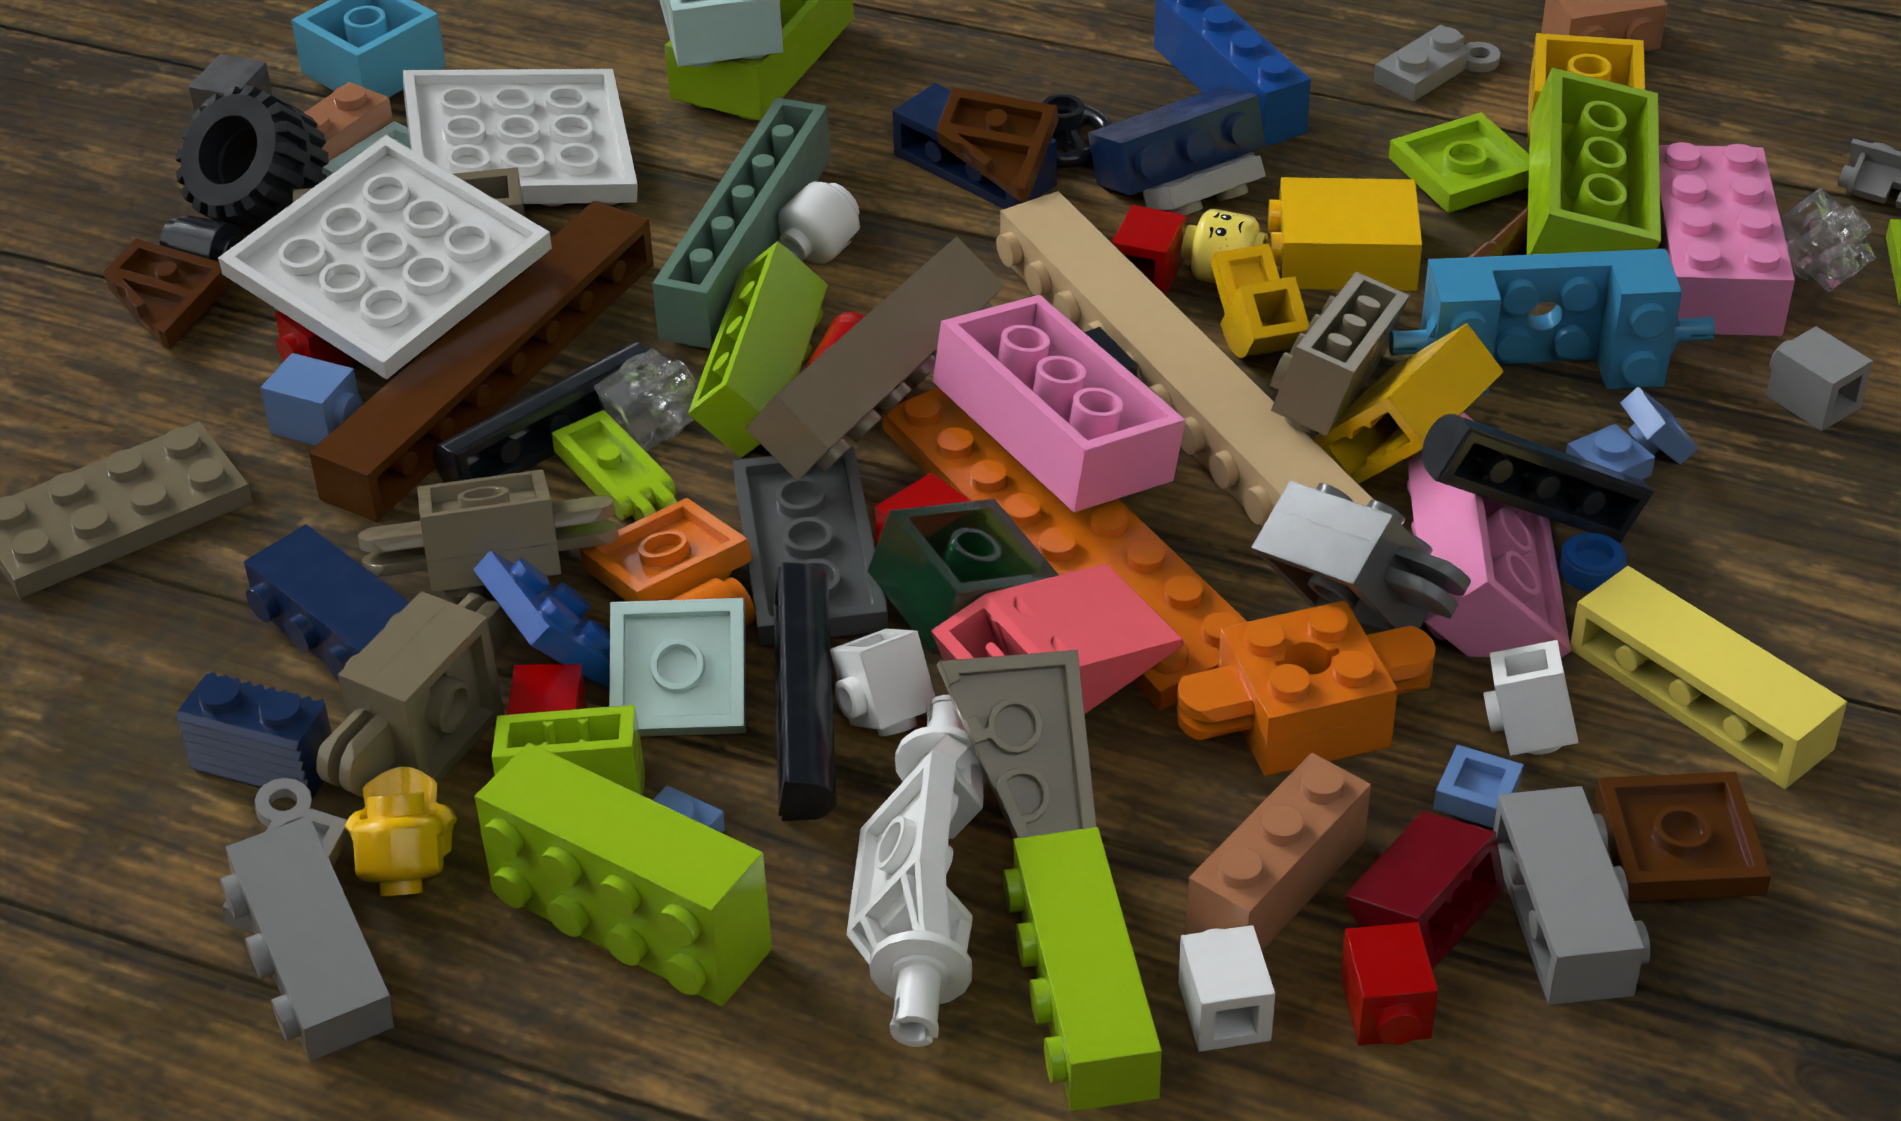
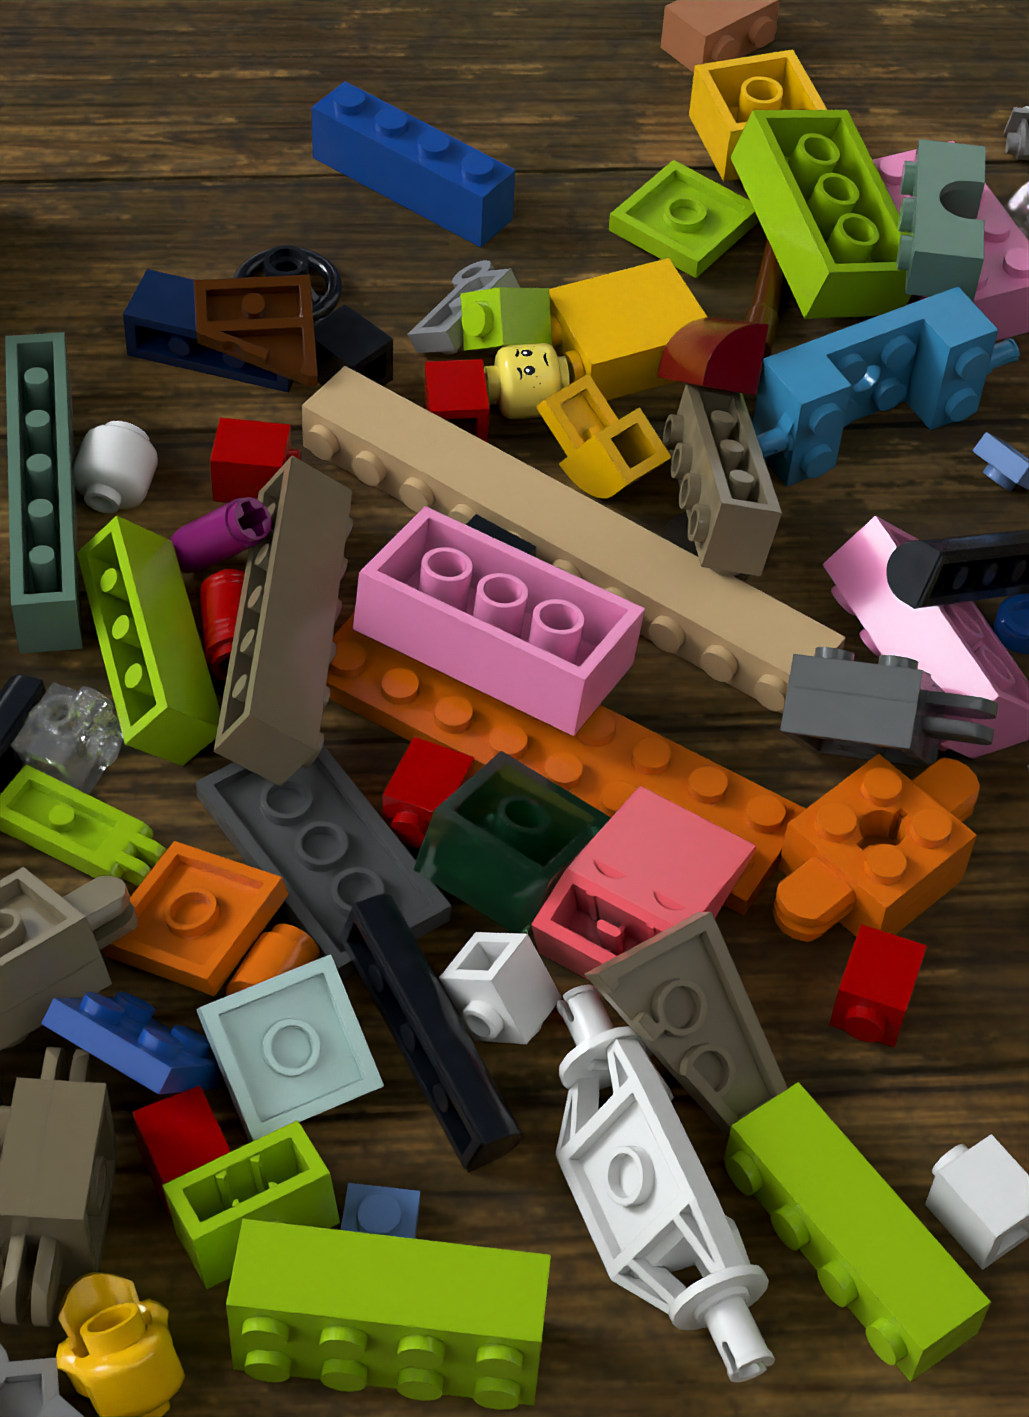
camera: 30 degrees left, 10 degrees up
(866, 283) = (221, 534): none -> magenta piece
(927, 233) = (247, 457): none -> red brick
(1082, 182) = (353, 342): none -> black brick
(1177, 139) = (417, 265): dark blue brick -> none
(1229, 186) = (505, 318): none -> lime brick
(1231, 784) = (877, 986): none -> red brick
(1281, 852) = (957, 1045): nougat brick -> none
(1398, 255) = (716, 354): none -> dark red brick
(1407, 400) = (826, 515): yellow brick -> none
(1433, 61) = (587, 108): light grey hinge -> none
(1614, 450) = (980, 506): medium blue plate -> none
(1680, 199) = (941, 218): none -> sand green arch

